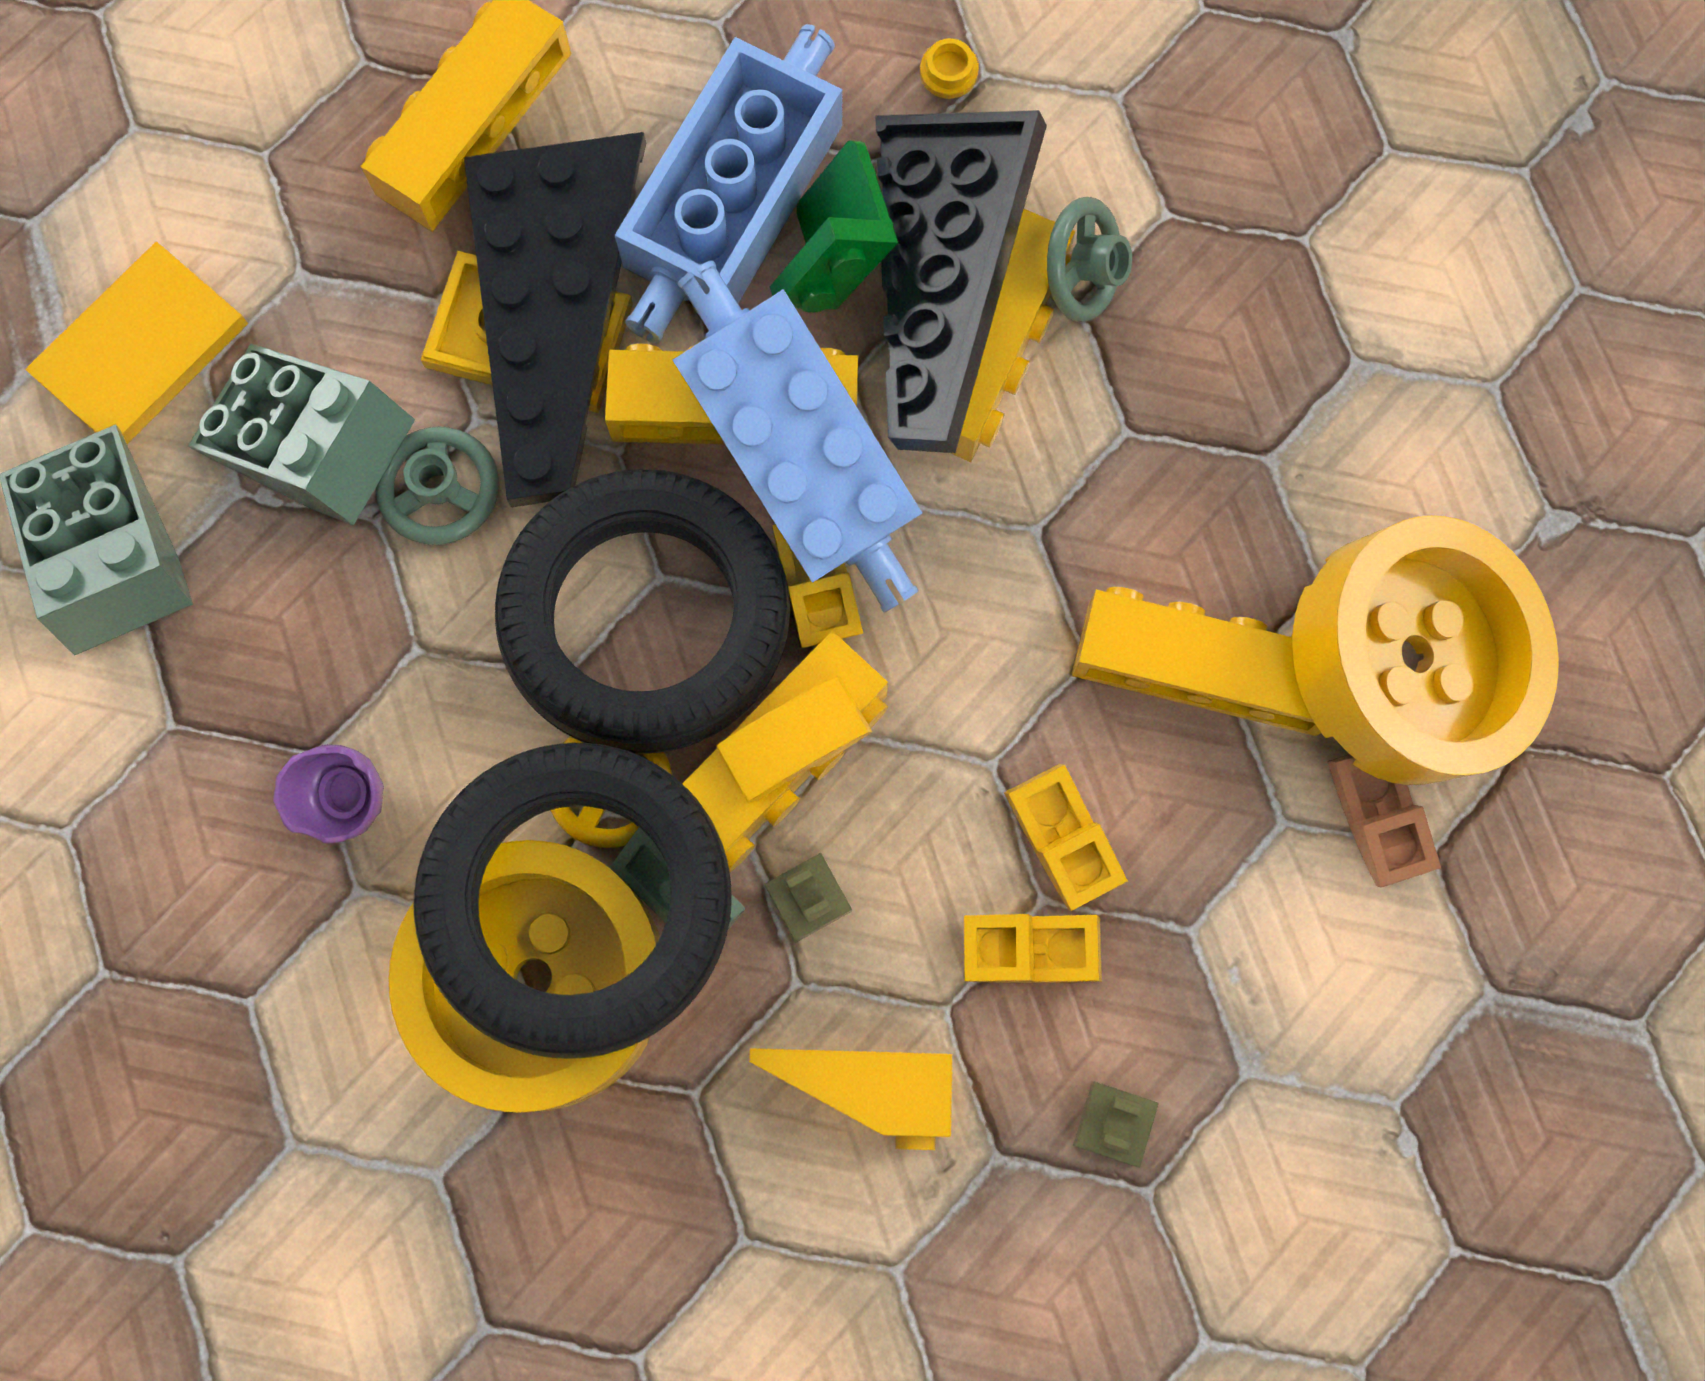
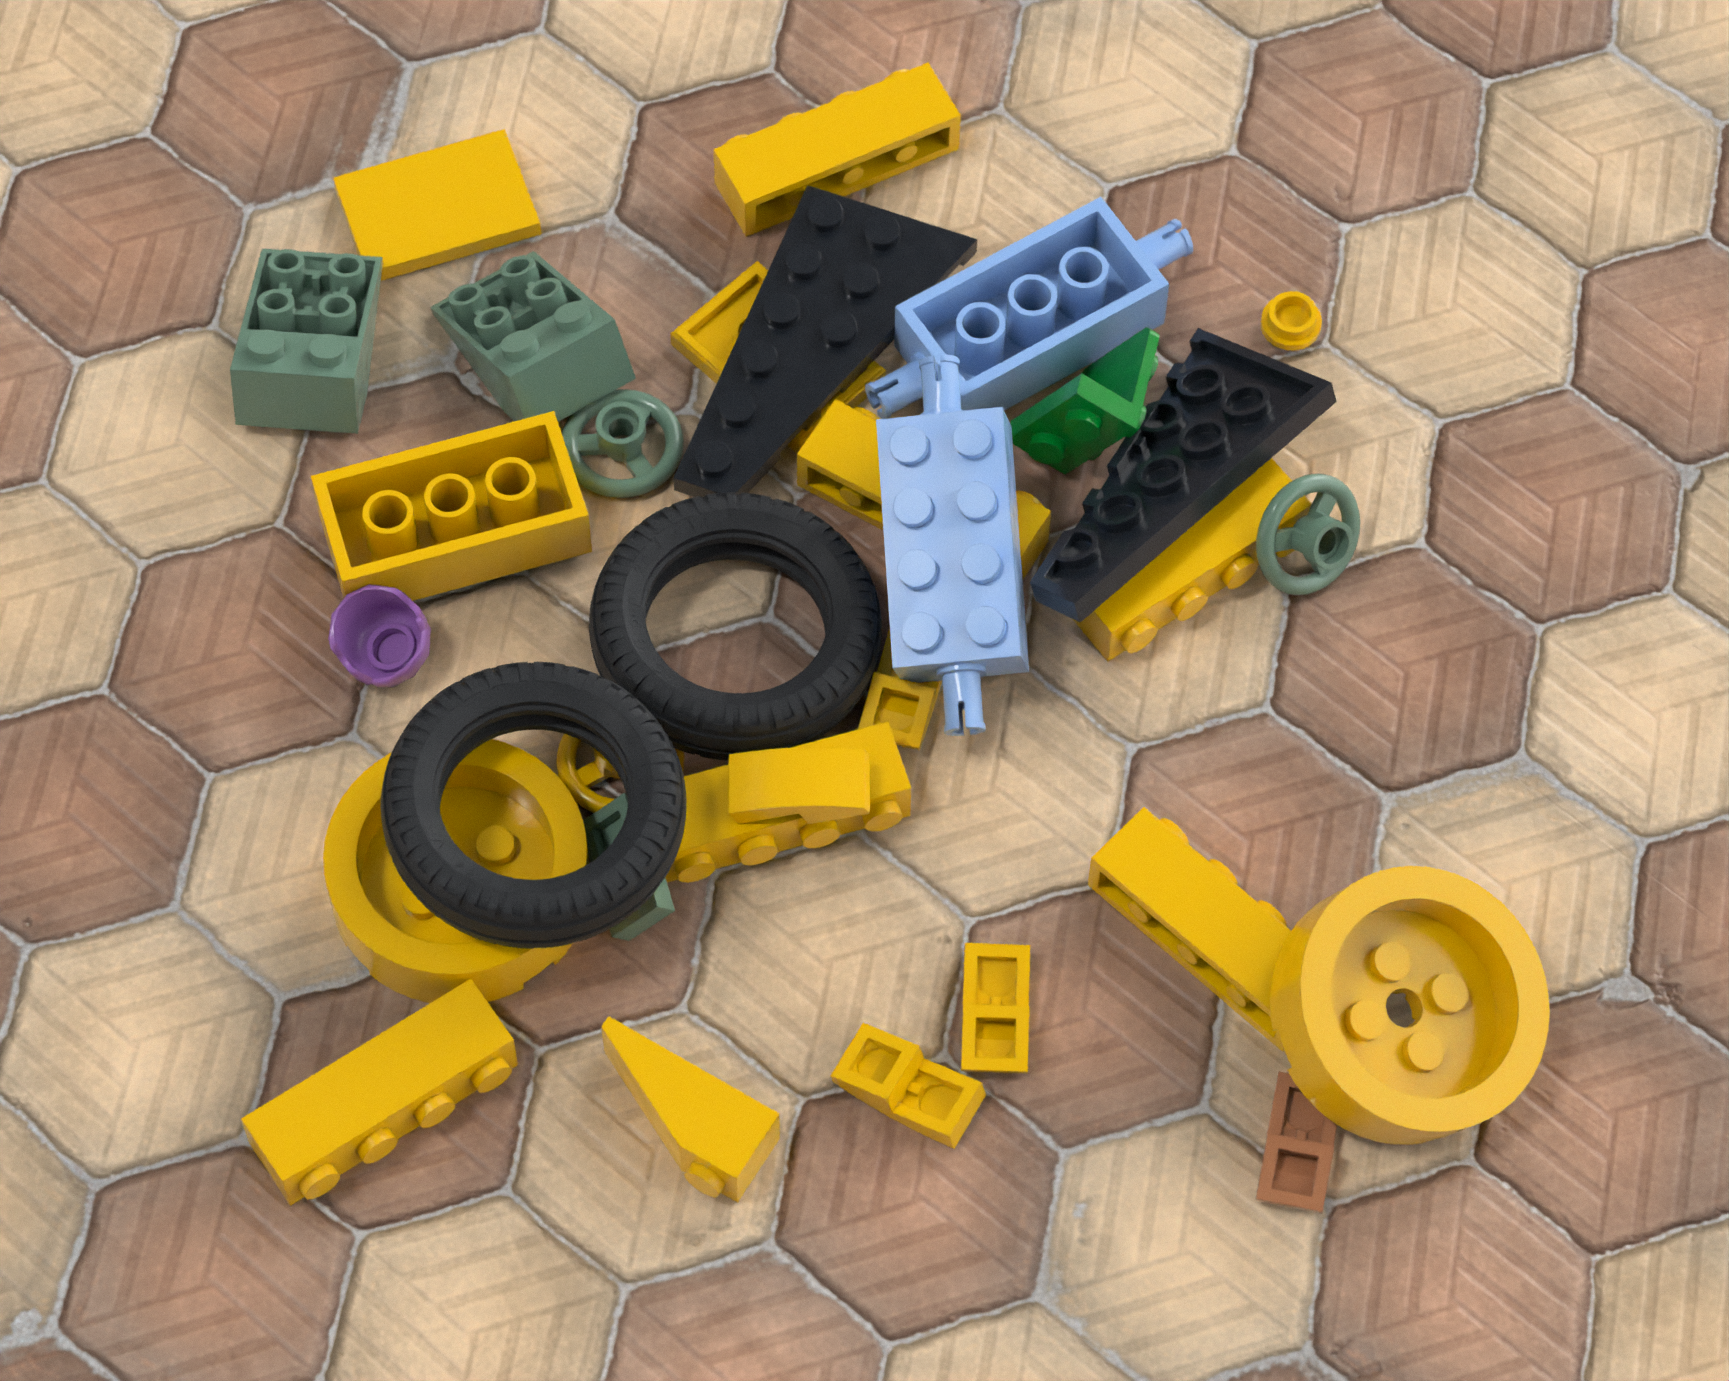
camera: 30 degrees right, 15 degrees down
(324, 640) = (455, 510): none -> yellow brick
(582, 1229) = (381, 1093): none -> yellow brick
(808, 897) = (736, 940): olive tile -> none
(1116, 1124) = (892, 1269): olive tile -> none

